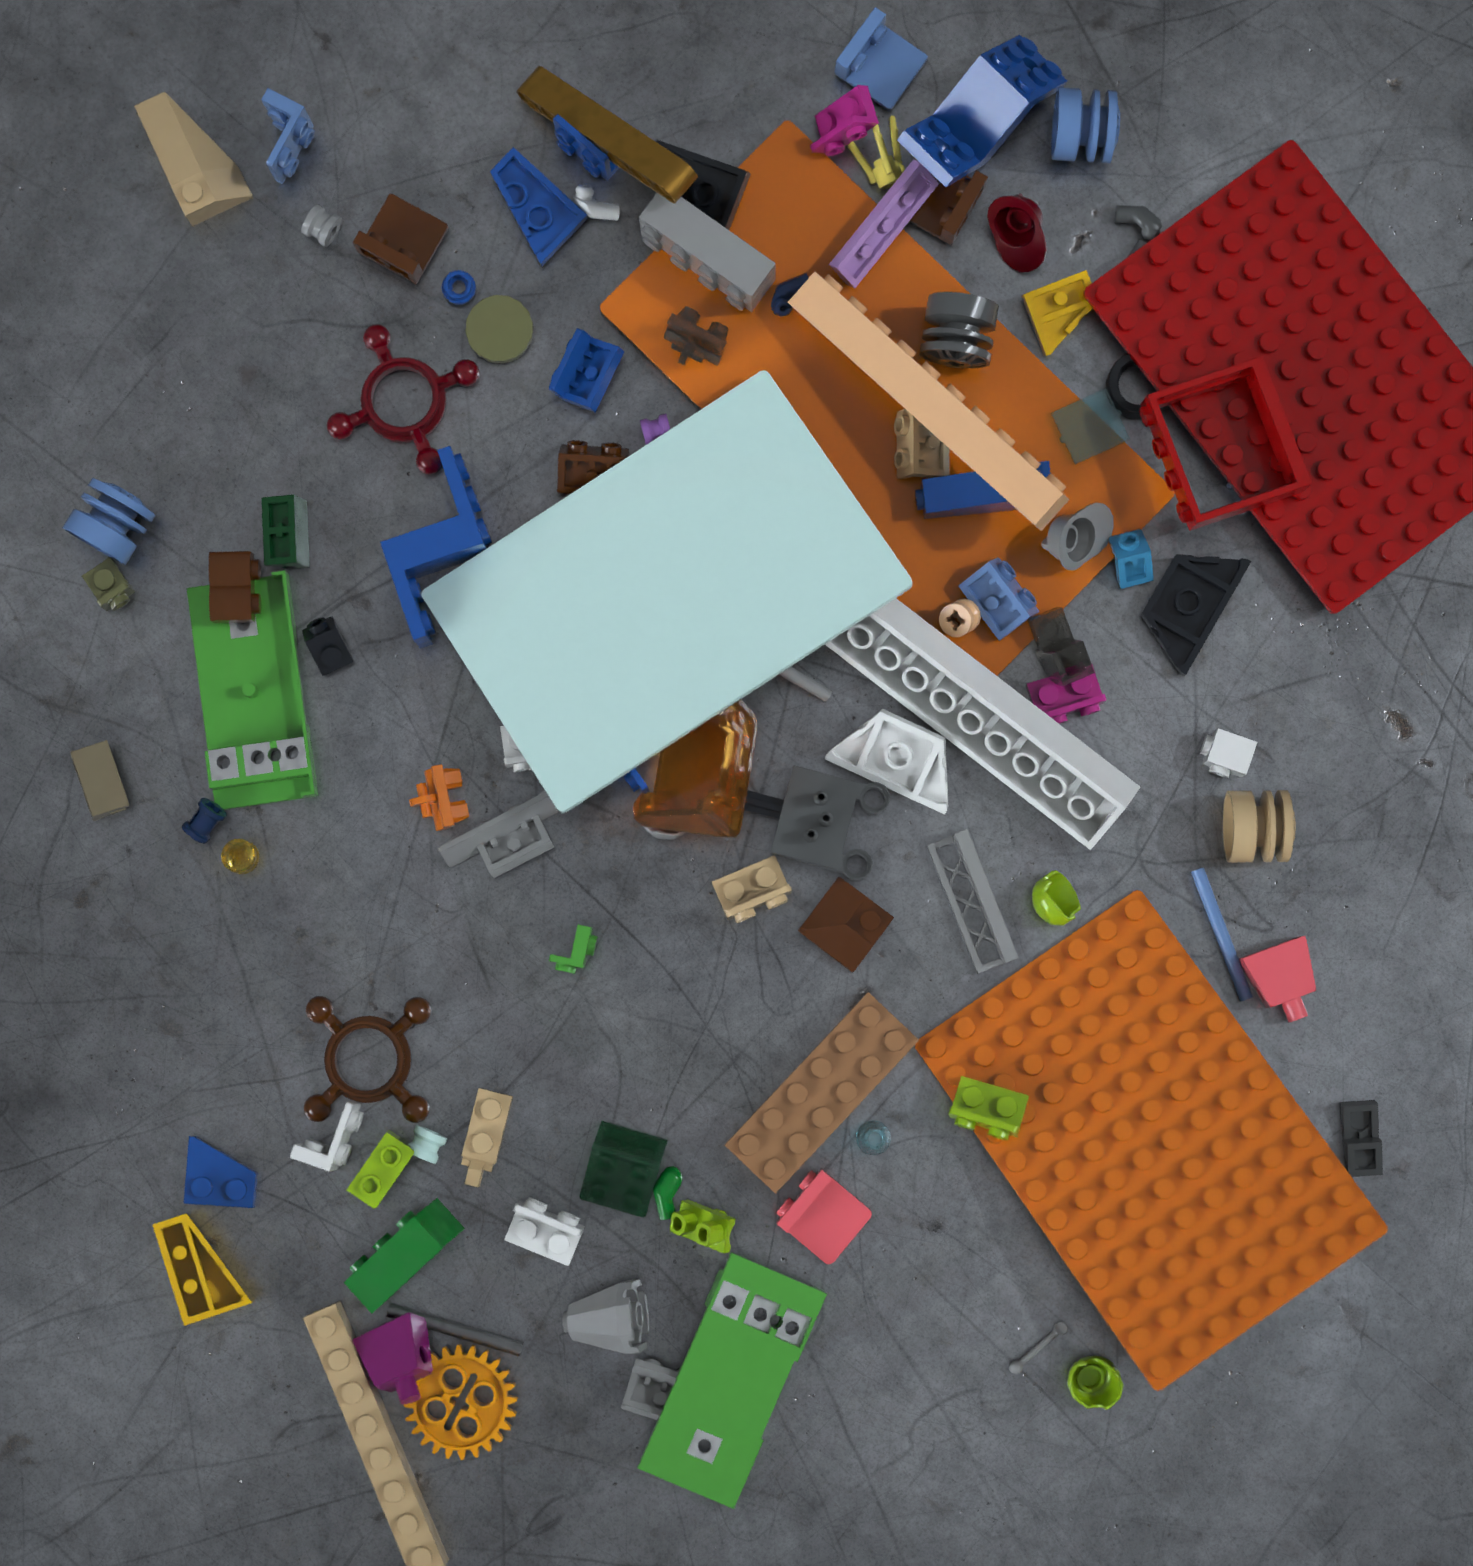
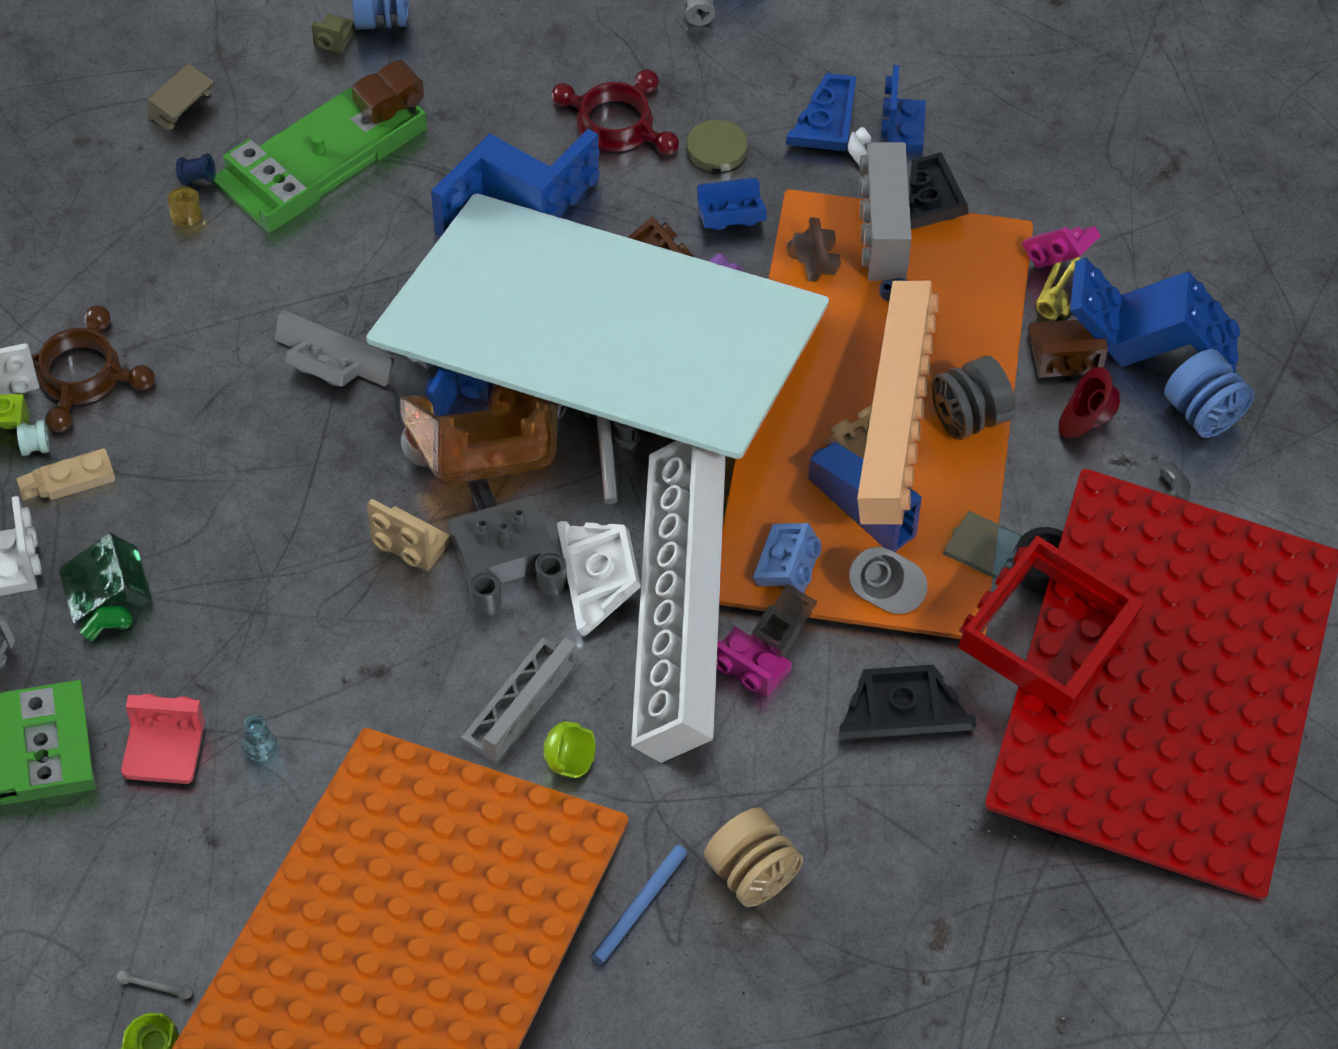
camera: 50 degrees right, 30 degrees down
(285, 531) = (456, 102): dark green hinge -> none
(326, 645) = (389, 171): black bracket -> none
(402, 238) = (730, 55): reddish brown bracket -> none
(438, 782) = (316, 305): orange hips -> none
(458, 277) = (726, 105): blue plate -> none
(583, 945) = (269, 448): bright green bracket -> none
(612, 135) = (913, 104): pearl gold beam -> none
(703, 1225) = (93, 657): lime hips -> none
(821, 1092) = (272, 676): medium nougat brick -> none
(845, 924) = (429, 618): reddish brown plate -> none
(880, 61) = (1130, 245): medium blue bracket -> none
(884, 224) = (1009, 314): lavender plate -> none
(966, 613) = (747, 537): light nougat wheel -> none
(989, 1108) = (344, 795): lime bracket -> none
(1057, 309) = (1052, 470): yellow wing -> none
(1132, 558) = (900, 636): dark azure bracket -> none
(1227, 753) = (800, 806): white brick -> none
(1282, 976) = (639, 968): coral torso -> none

